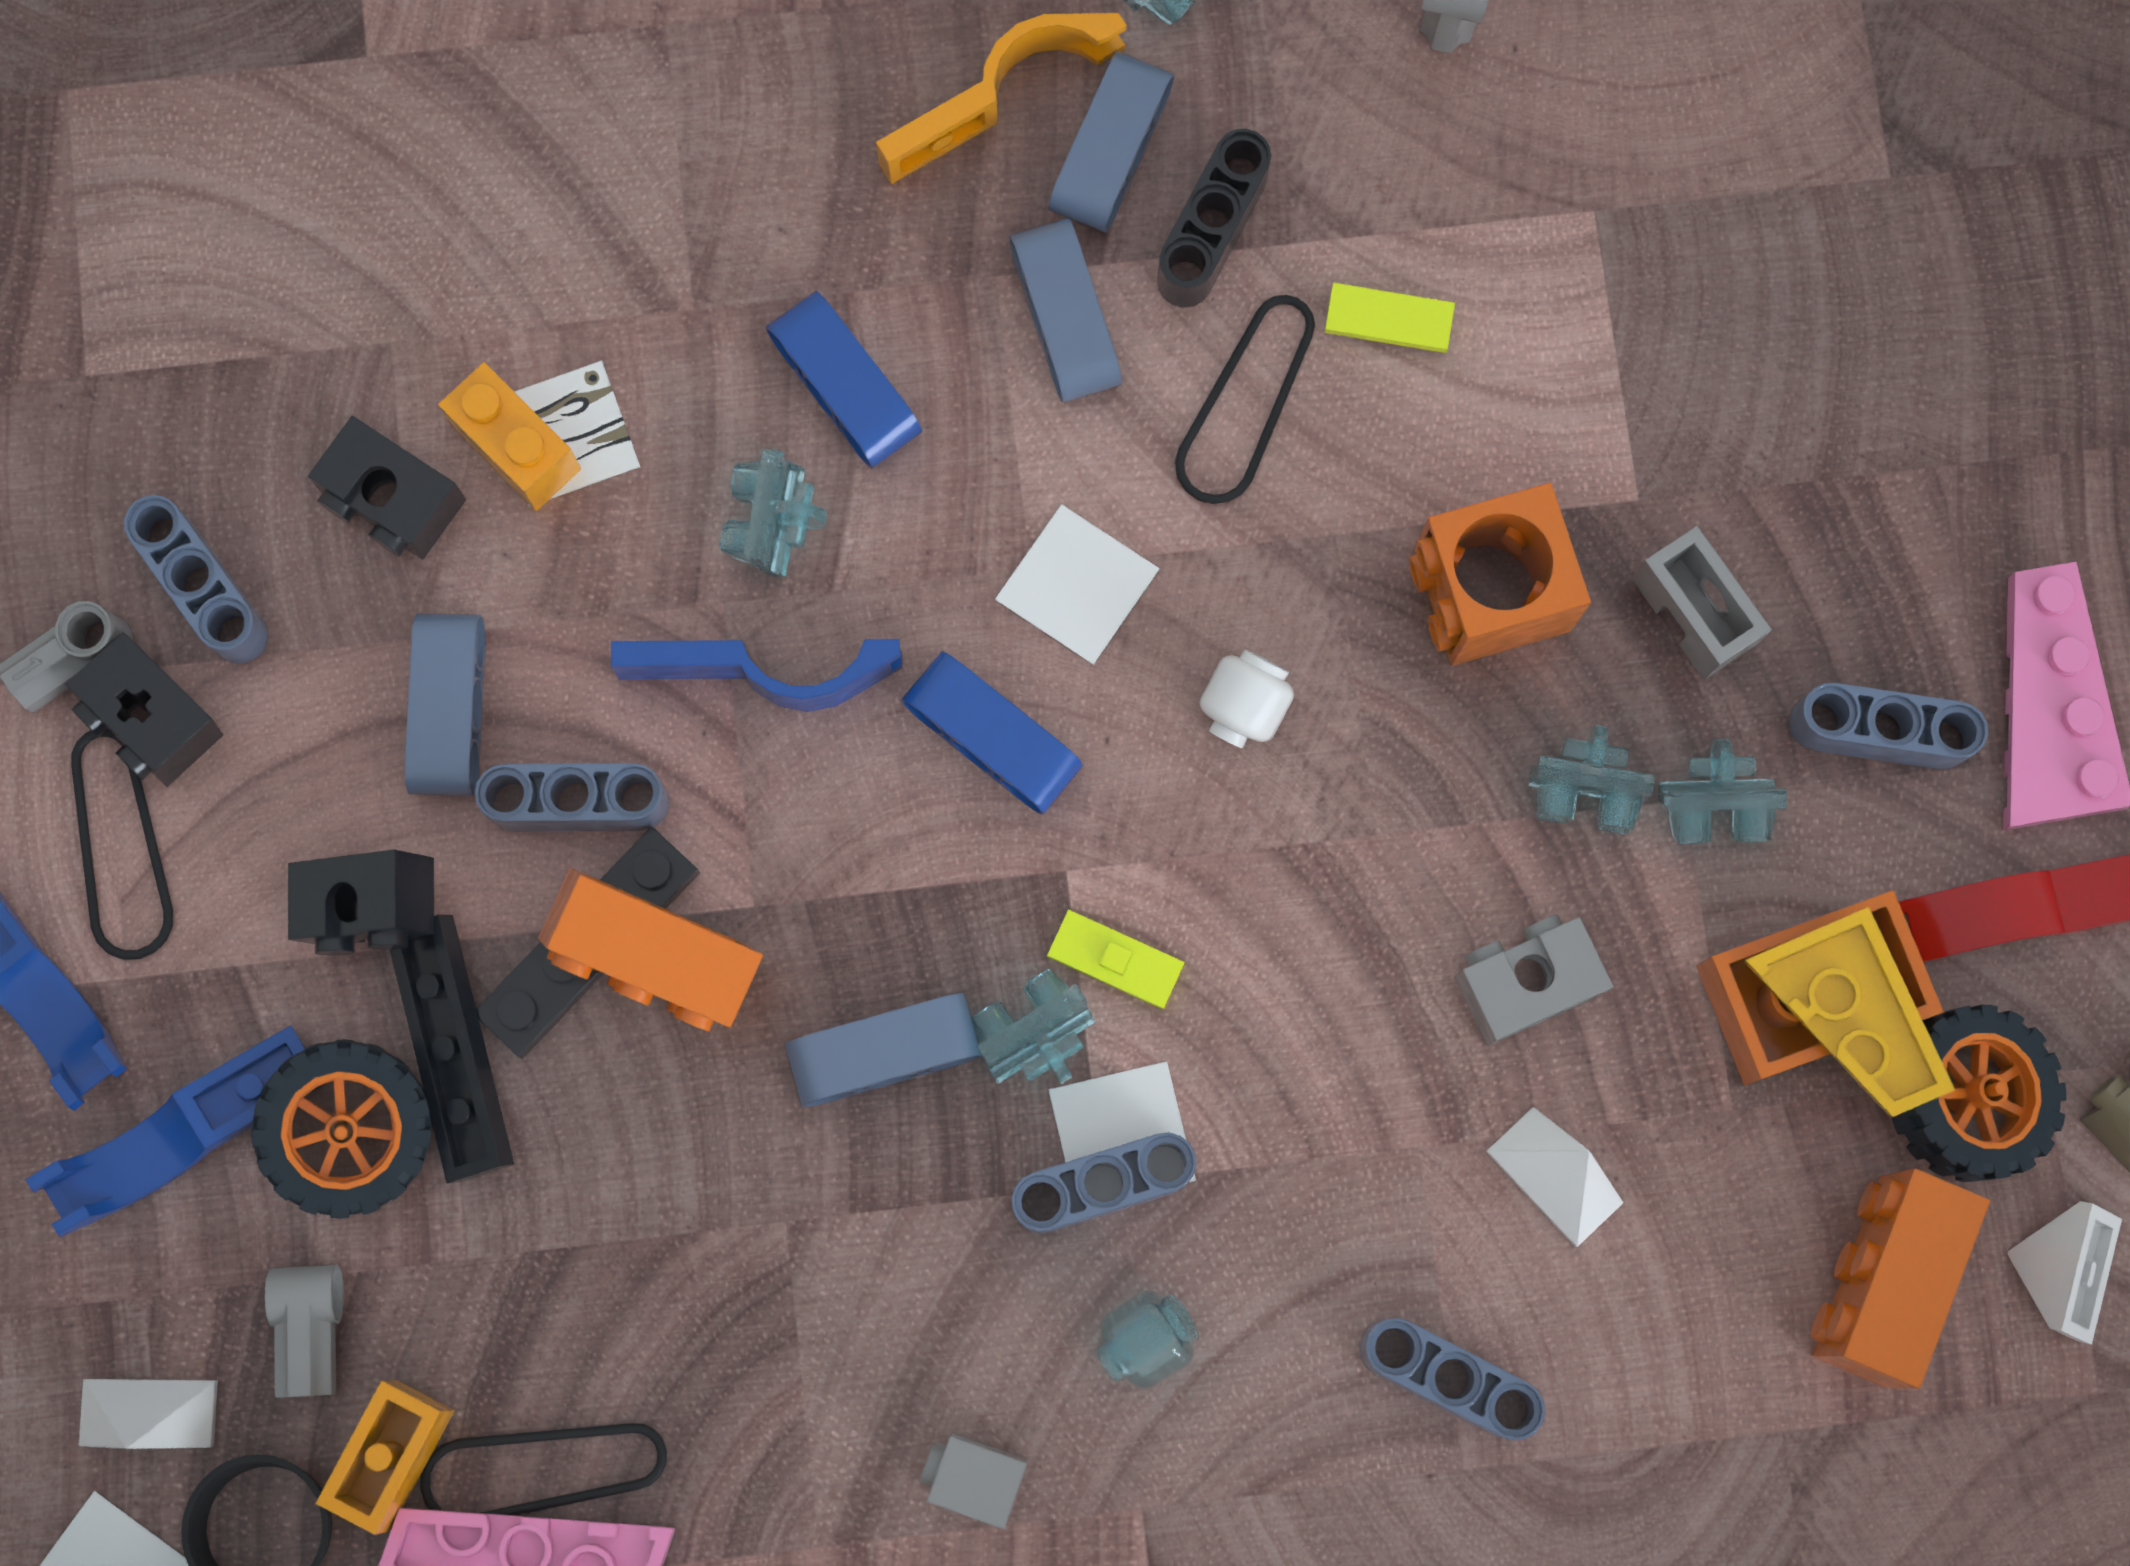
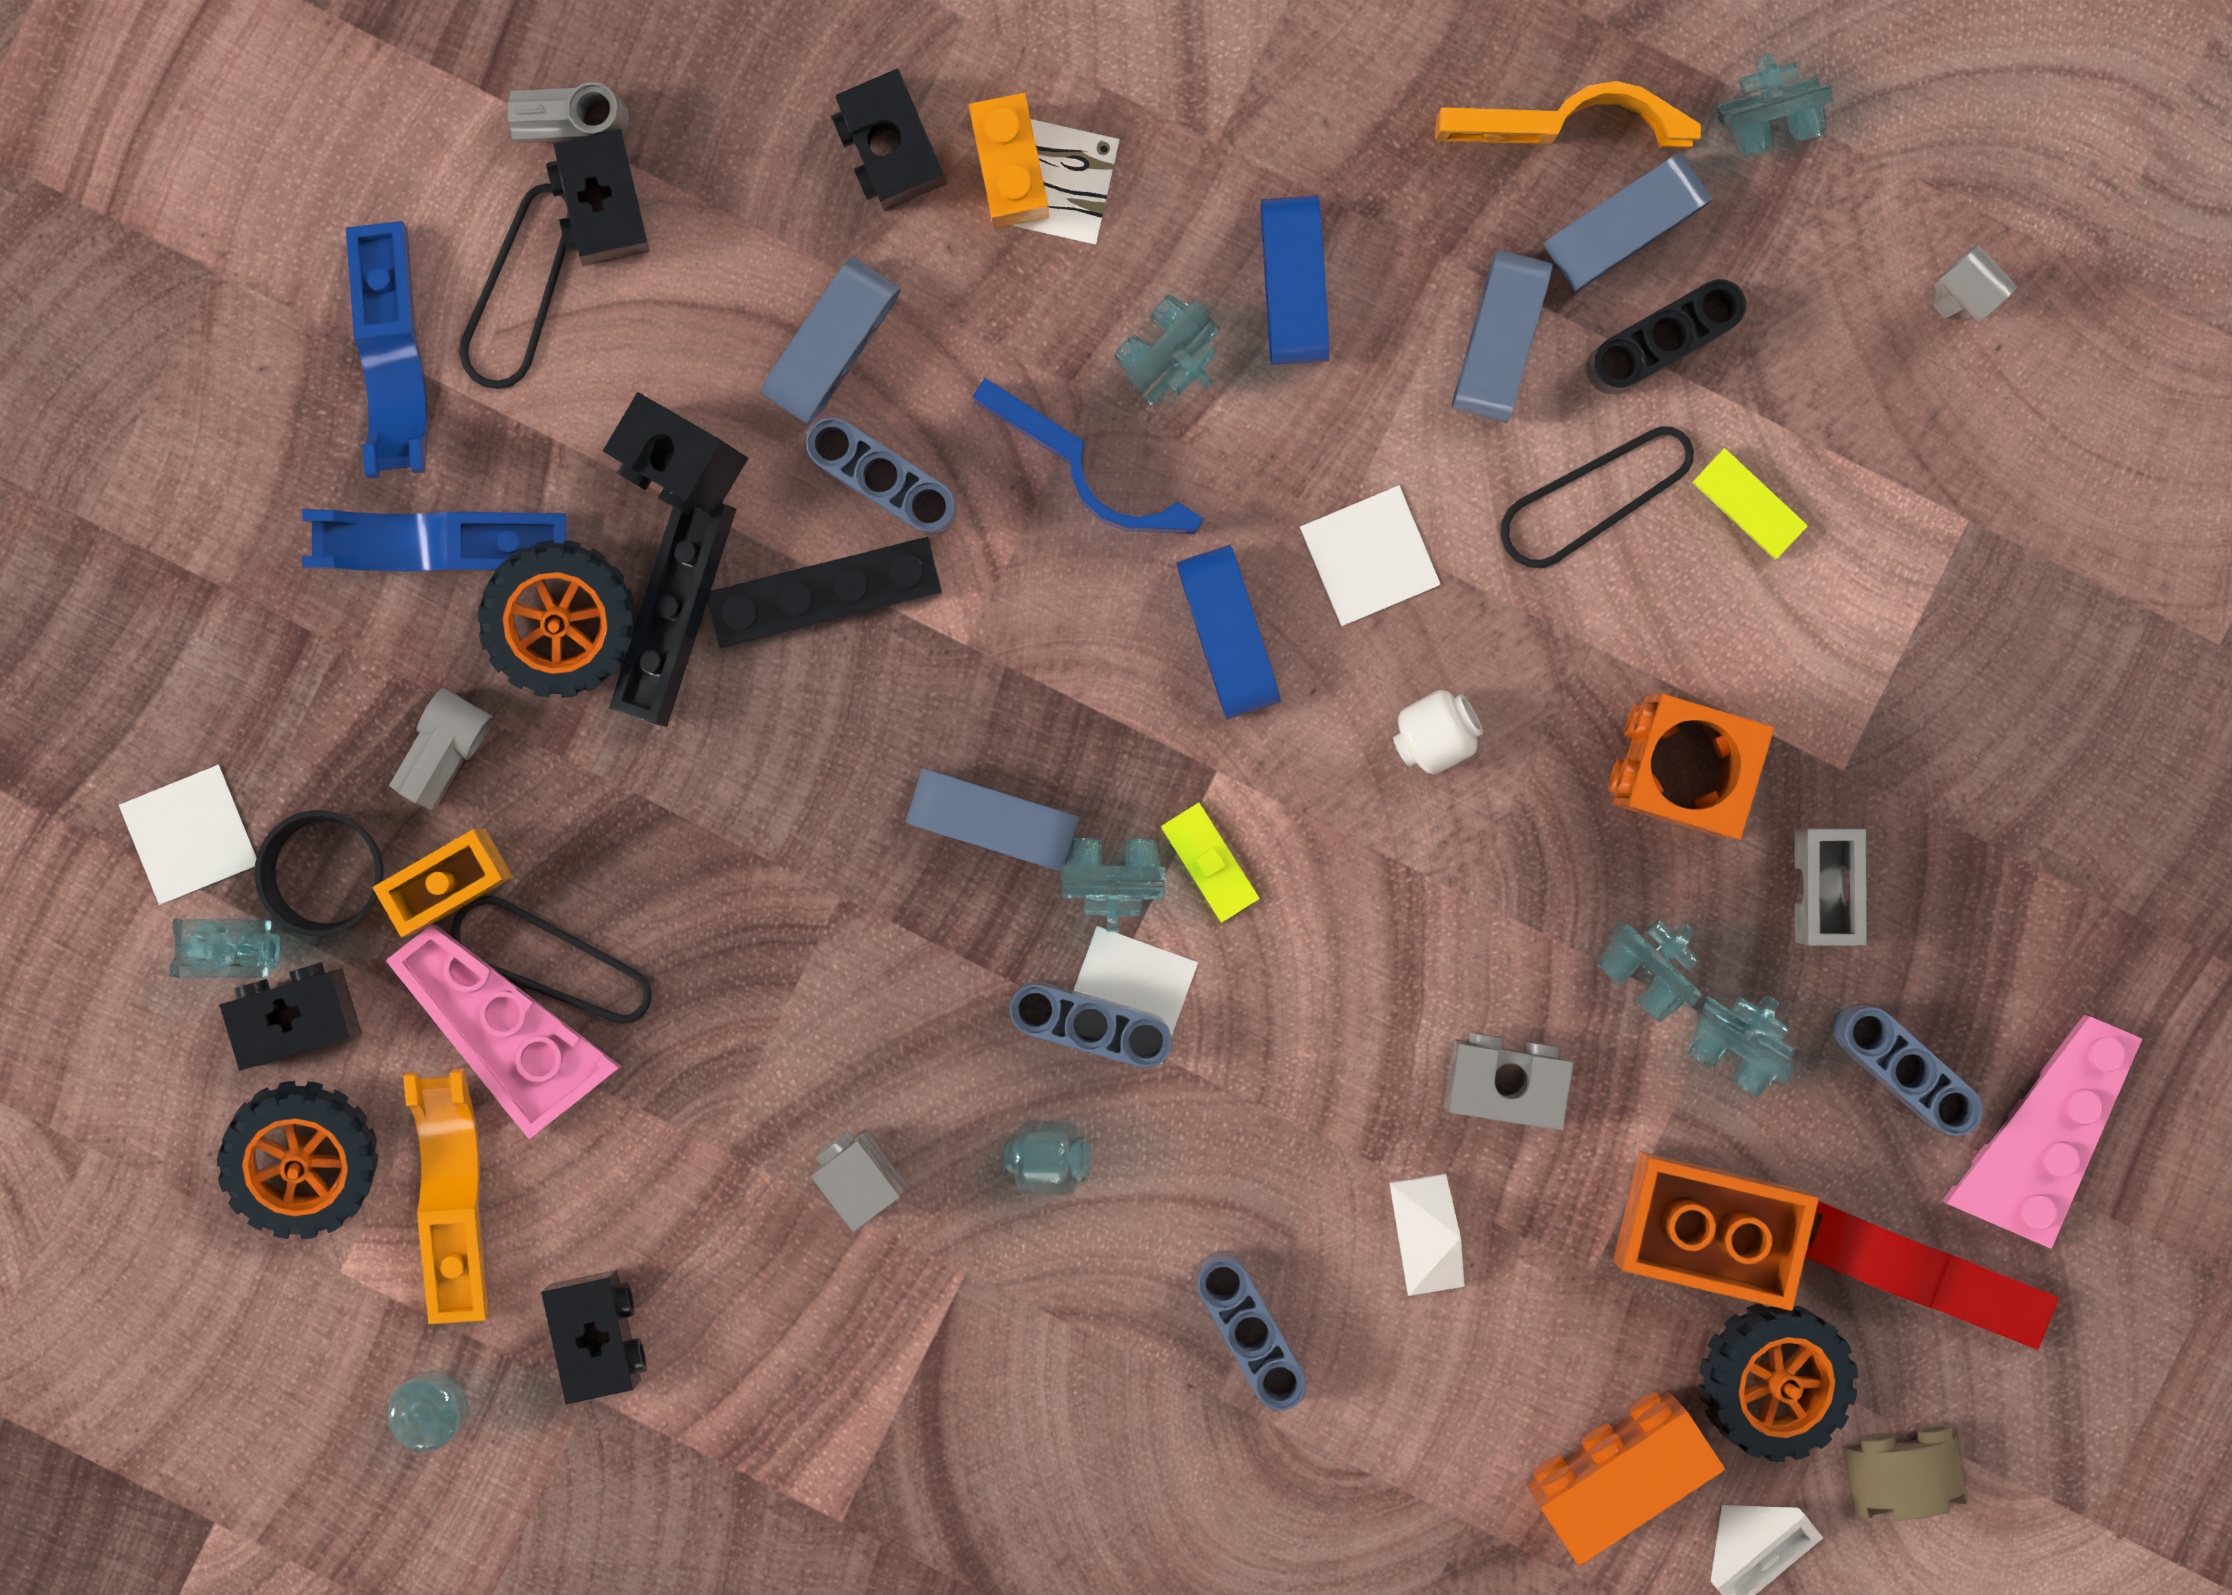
camera: 35 degrees right, 10 degrees up
(148, 1413) = (289, 735): white slope -> none
(175, 559) = (696, 91): sand blue beam -> none
(648, 951) = (863, 637): orange brick -> none
(1859, 1009) = (1729, 1269): yellow wing -> none

